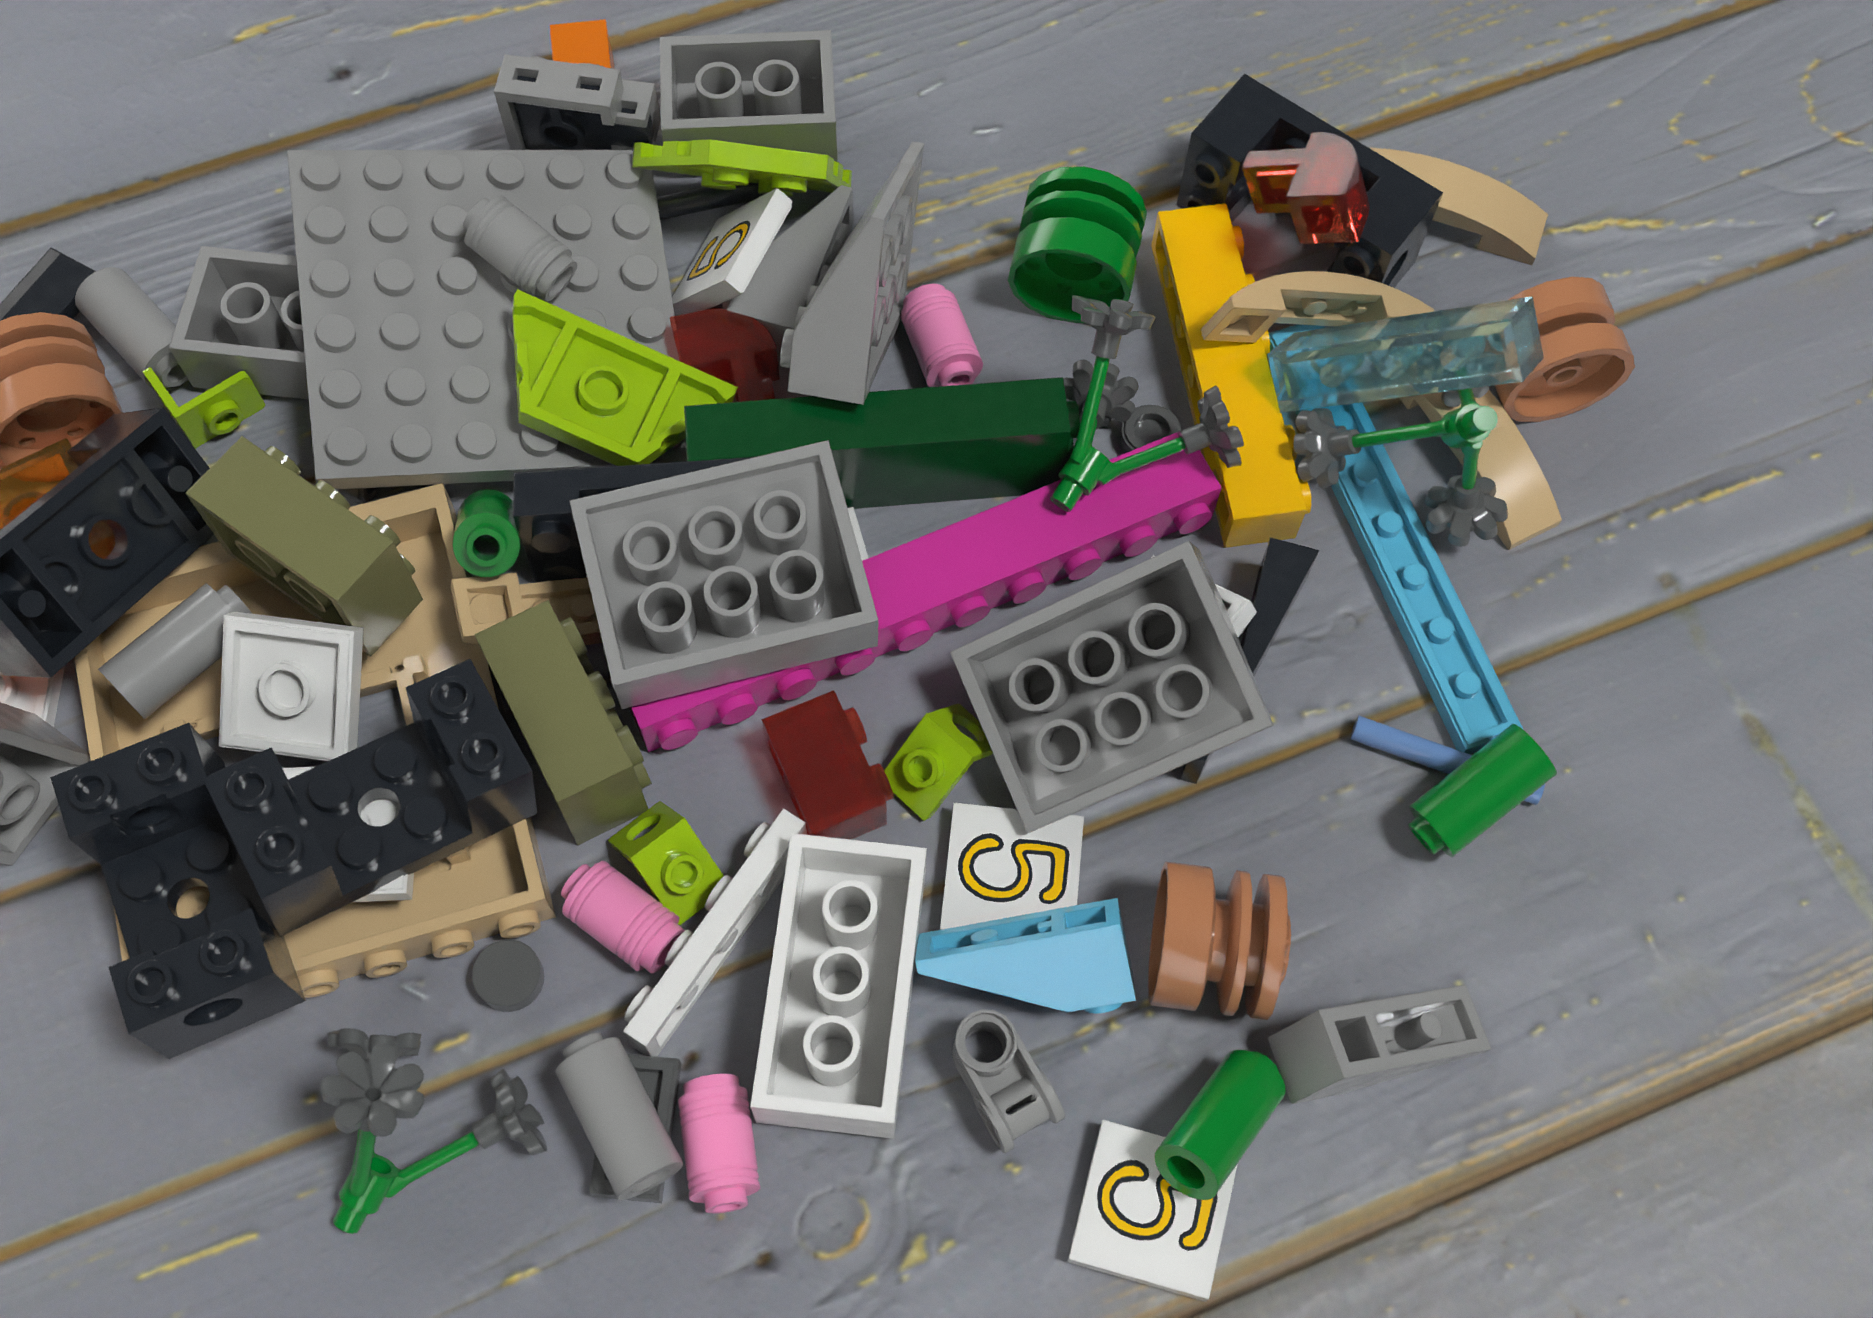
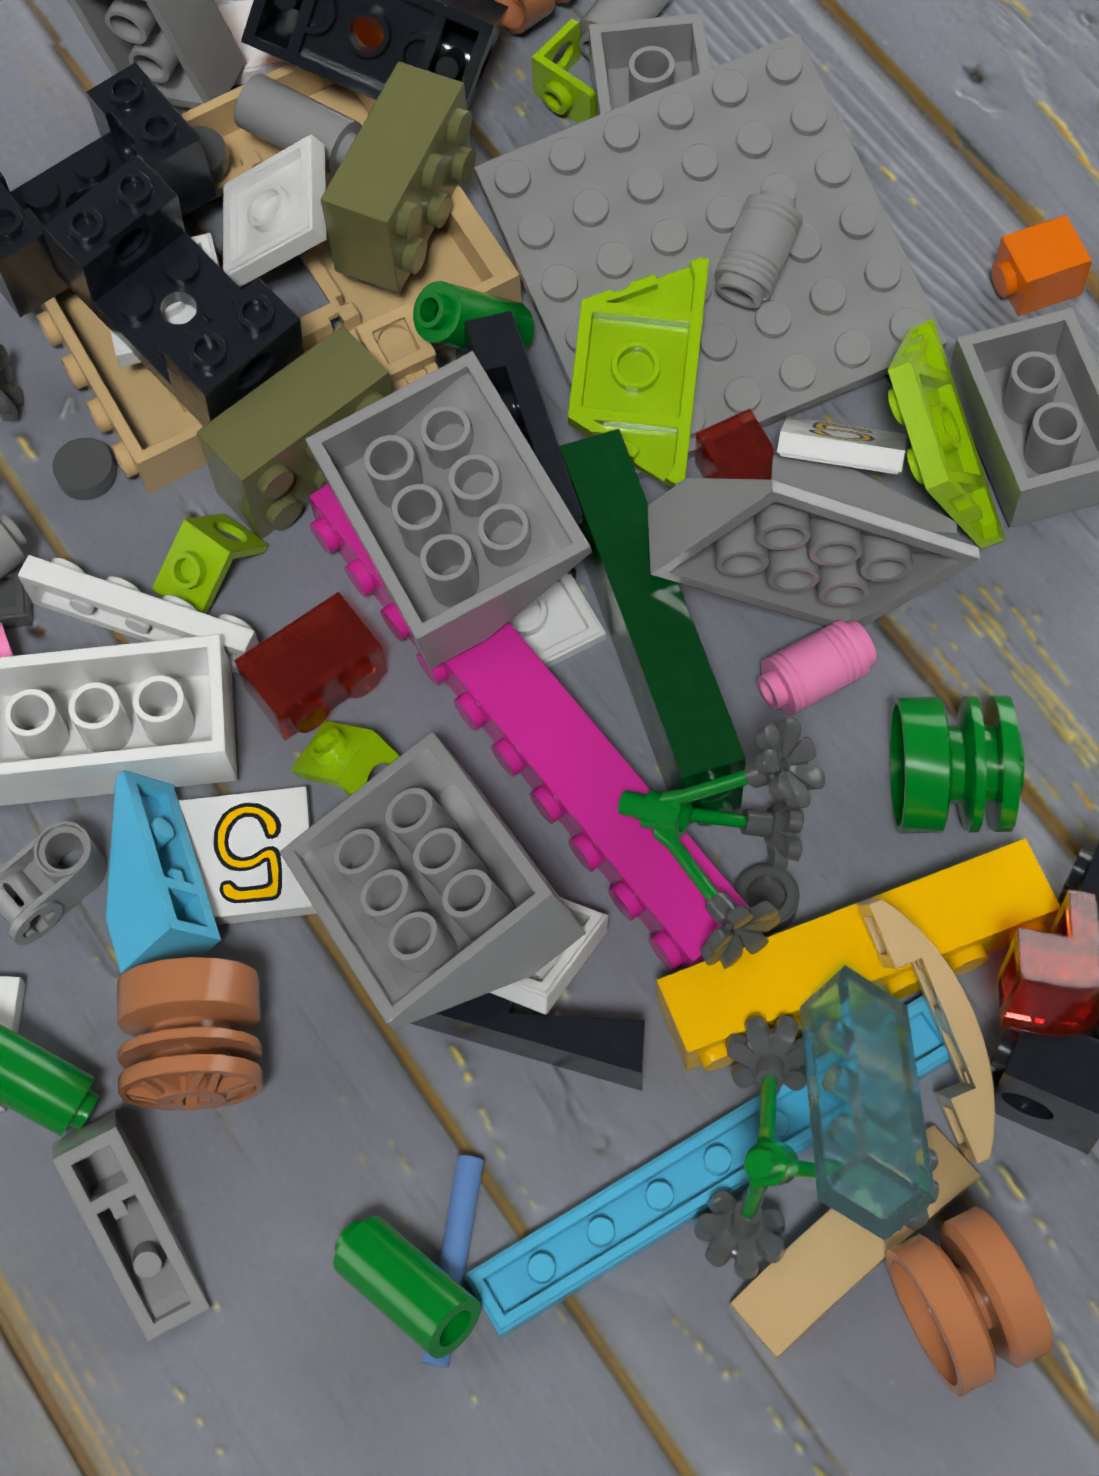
camera: 85 degrees right, 0 degrees up
(573, 106) = (960, 258): light grey piece -> none
(620, 916) = (144, 534): bright pink head -> none

